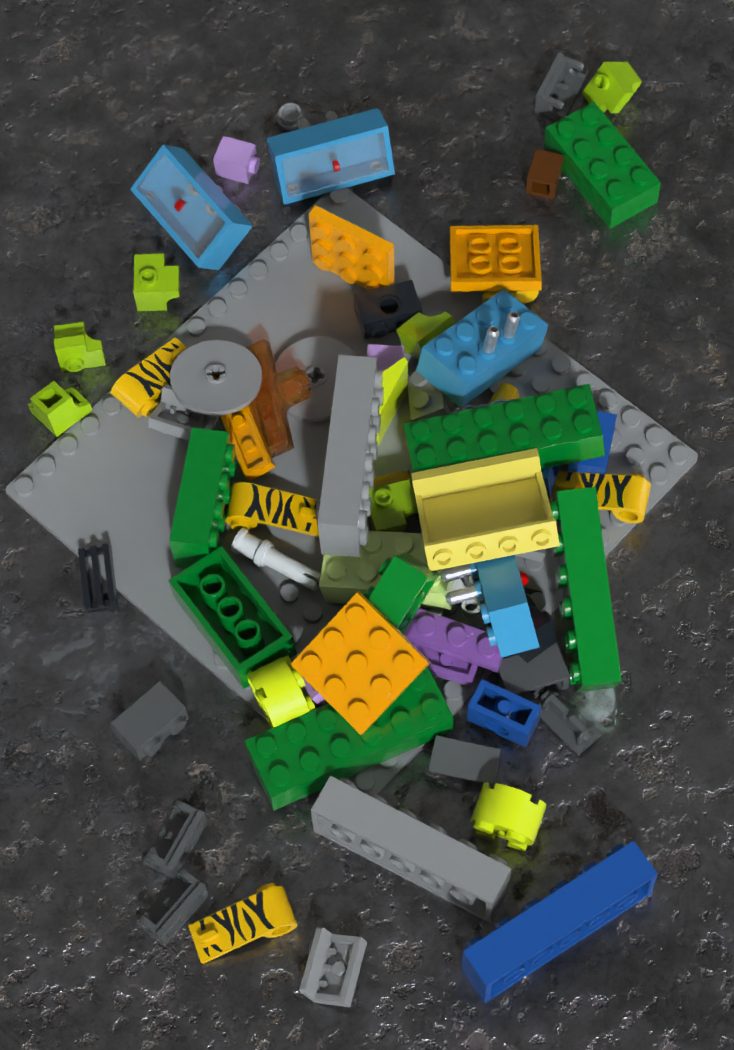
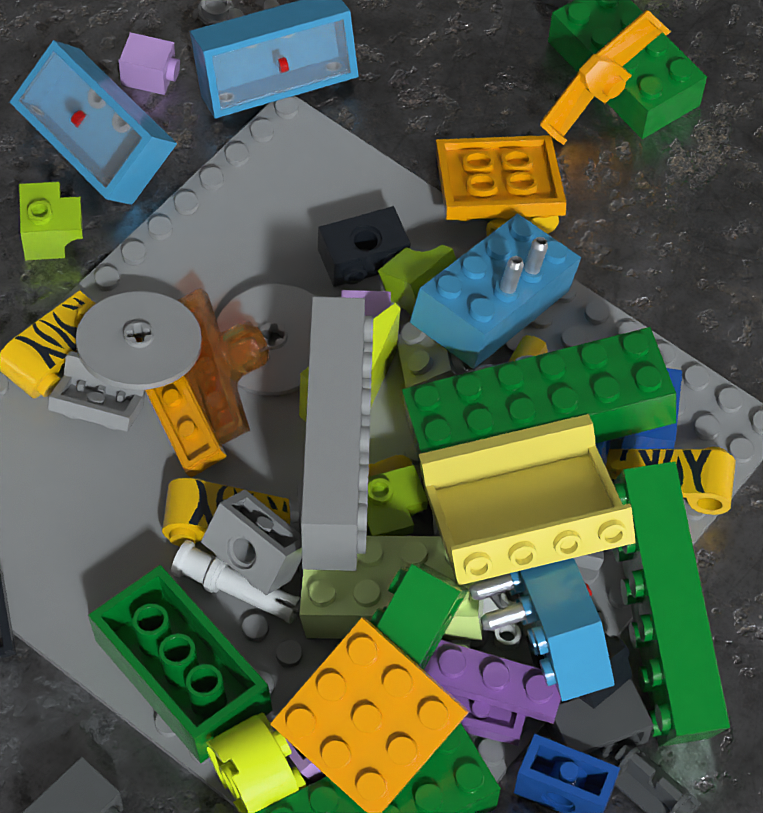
camera: 10 degrees left, 5 degrees down
(202, 496) = (129, 499): green brick -> none
(289, 532) = (254, 542): none -> light grey brick
(350, 251) = (311, 169): light orange plate -> none
(544, 174) = (553, 70): reddish brown brick -> none
(578, 180) = (601, 74): none -> light orange plate

